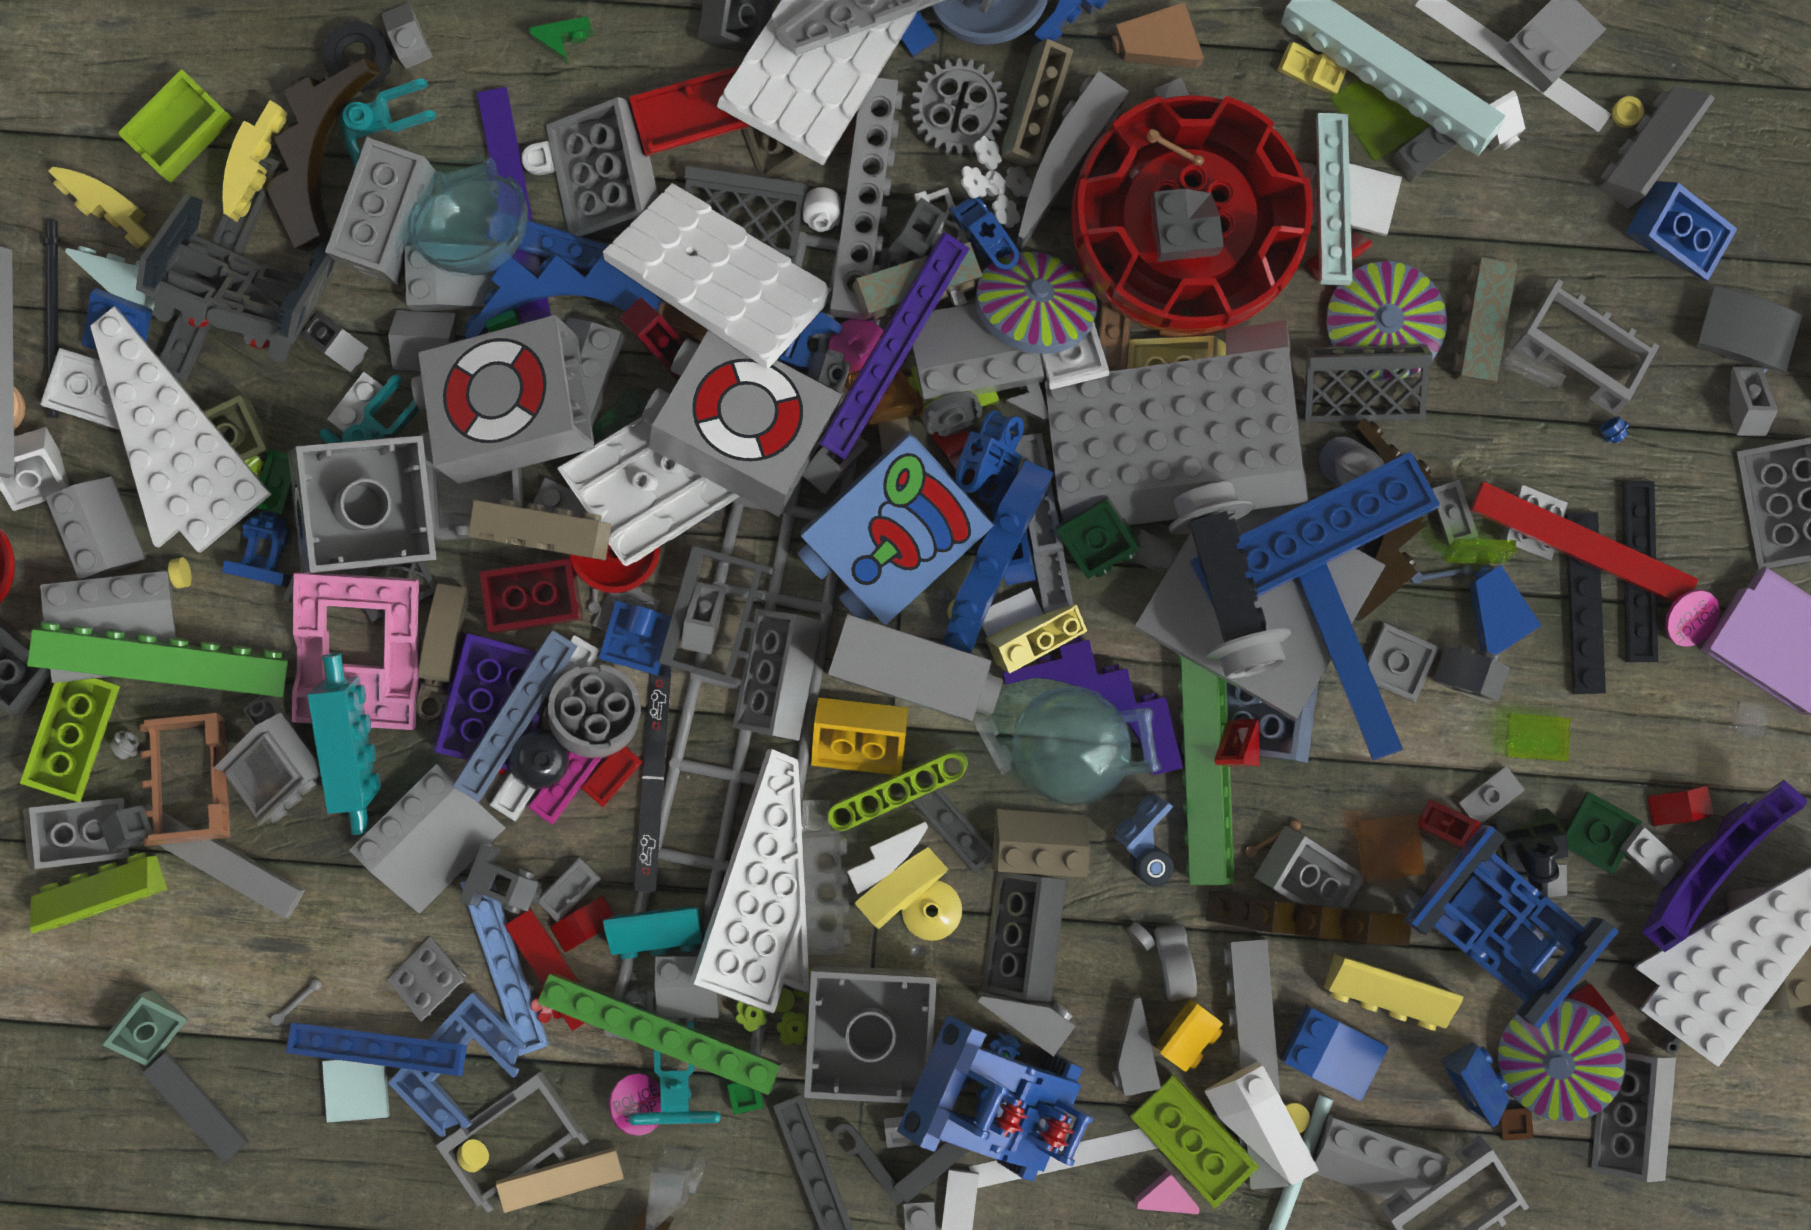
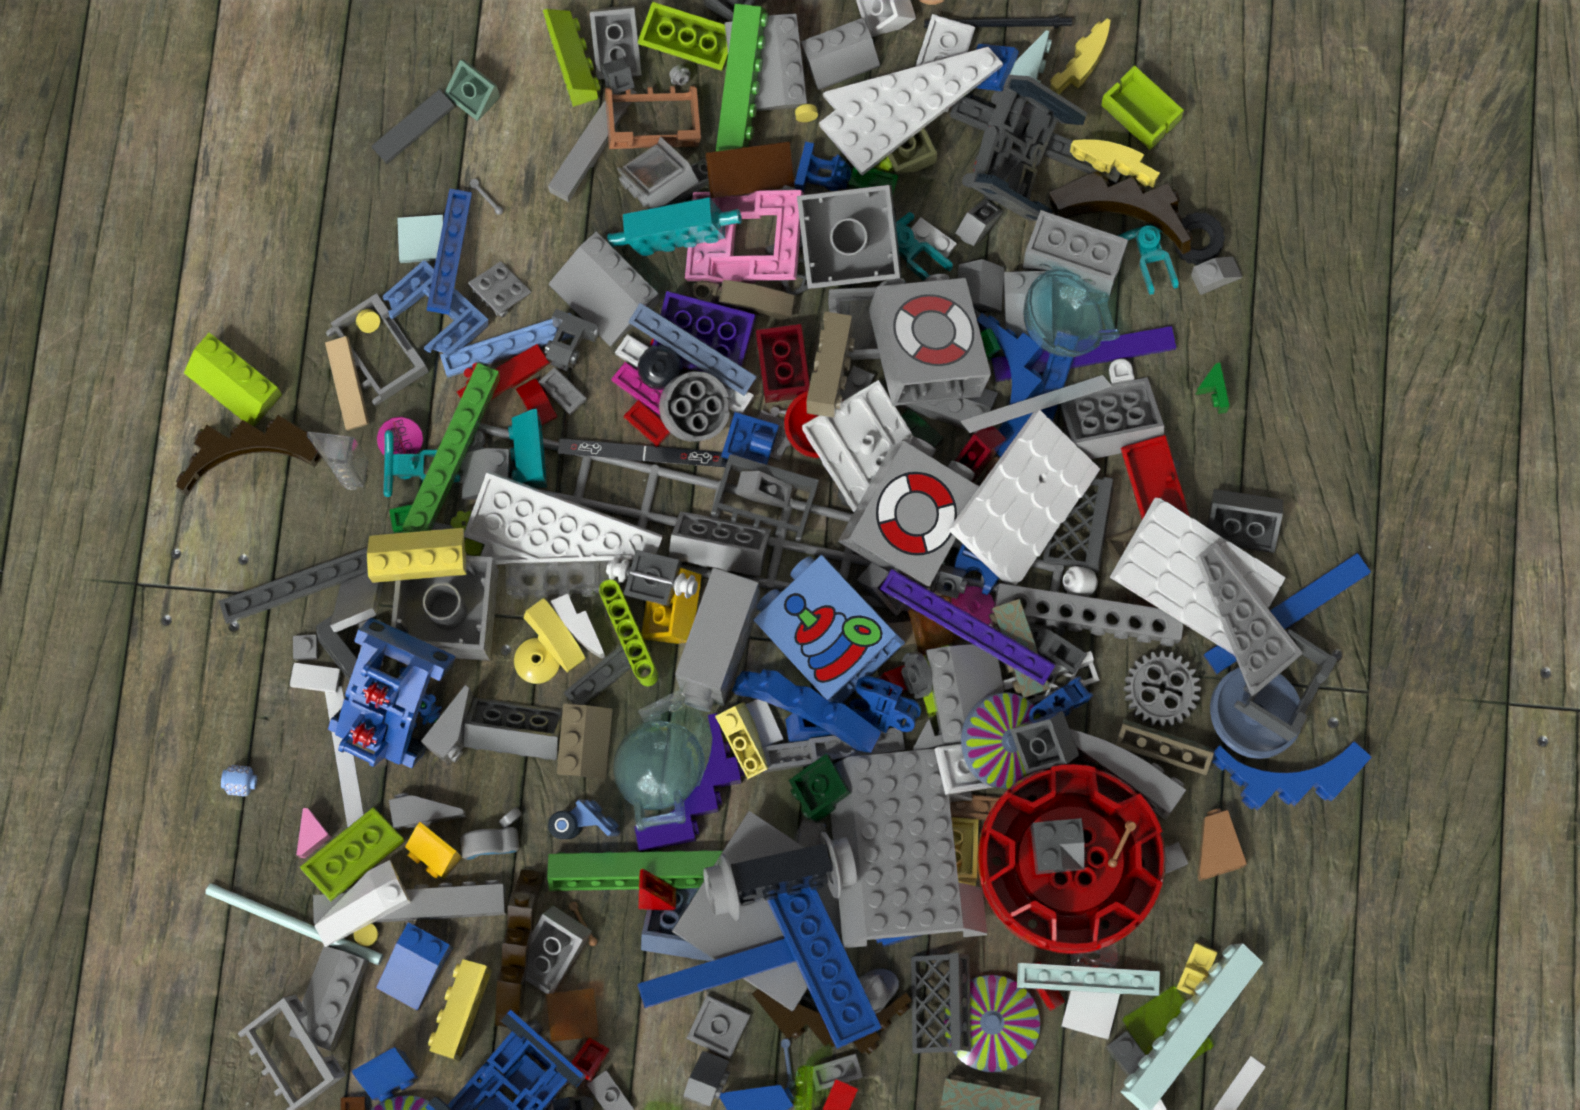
camera: 95 degrees right, 10 degrees down
(262, 645) = (749, 169): none -> reddish brown tile
(589, 263) = (1036, 403): none -> white sticker
(810, 1073) = (416, 555): none -> light yellow slope
(827, 760) = (652, 577): none -> dark grey plate
(864, 1149) = (356, 602): none -> light grey tile
(994, 184) = (1100, 712): white plant -> none
(1045, 245) = (1044, 742): none -> dark grey slope

